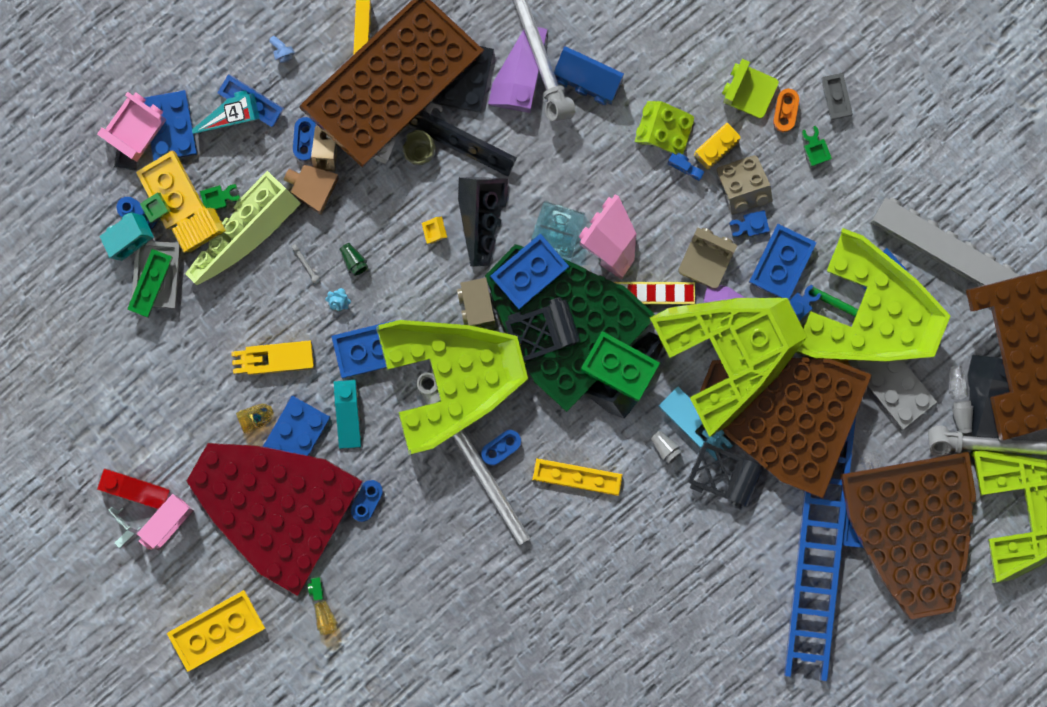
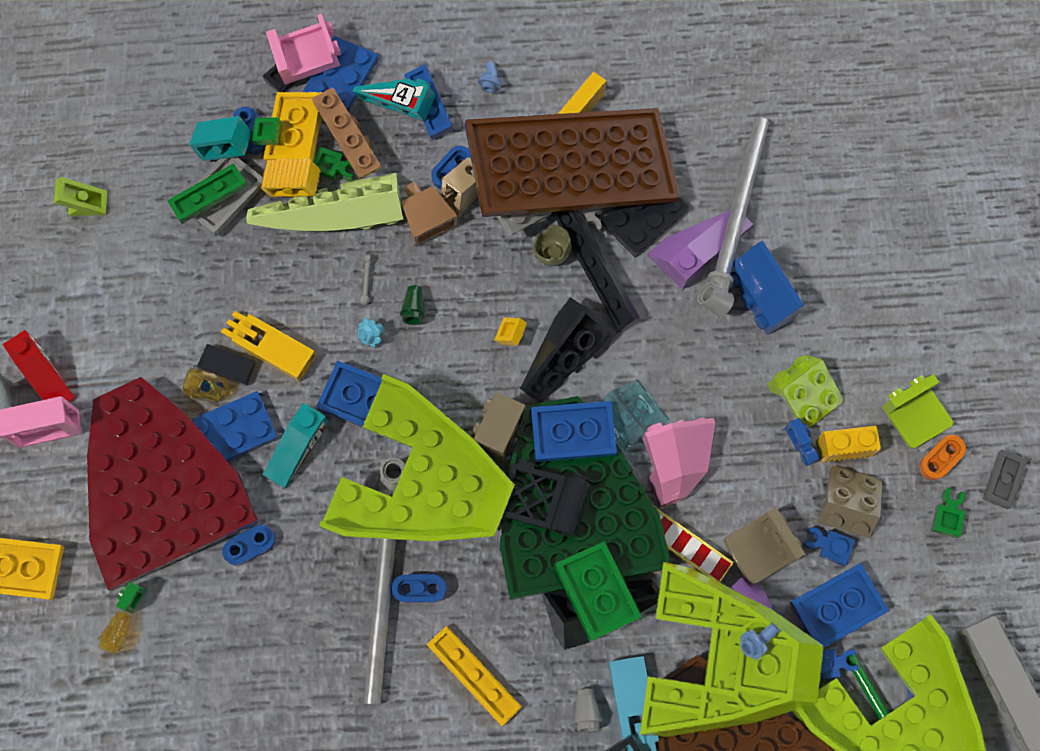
camera: 35 degrees right, 10 degrees down
(60, 350) = (80, 198): none -> lime slope
(210, 167) = (347, 133): none -> medium nougat bracket
(255, 392) = (226, 364): none -> black tile
(742, 330) = (754, 645): none -> medium blue plate

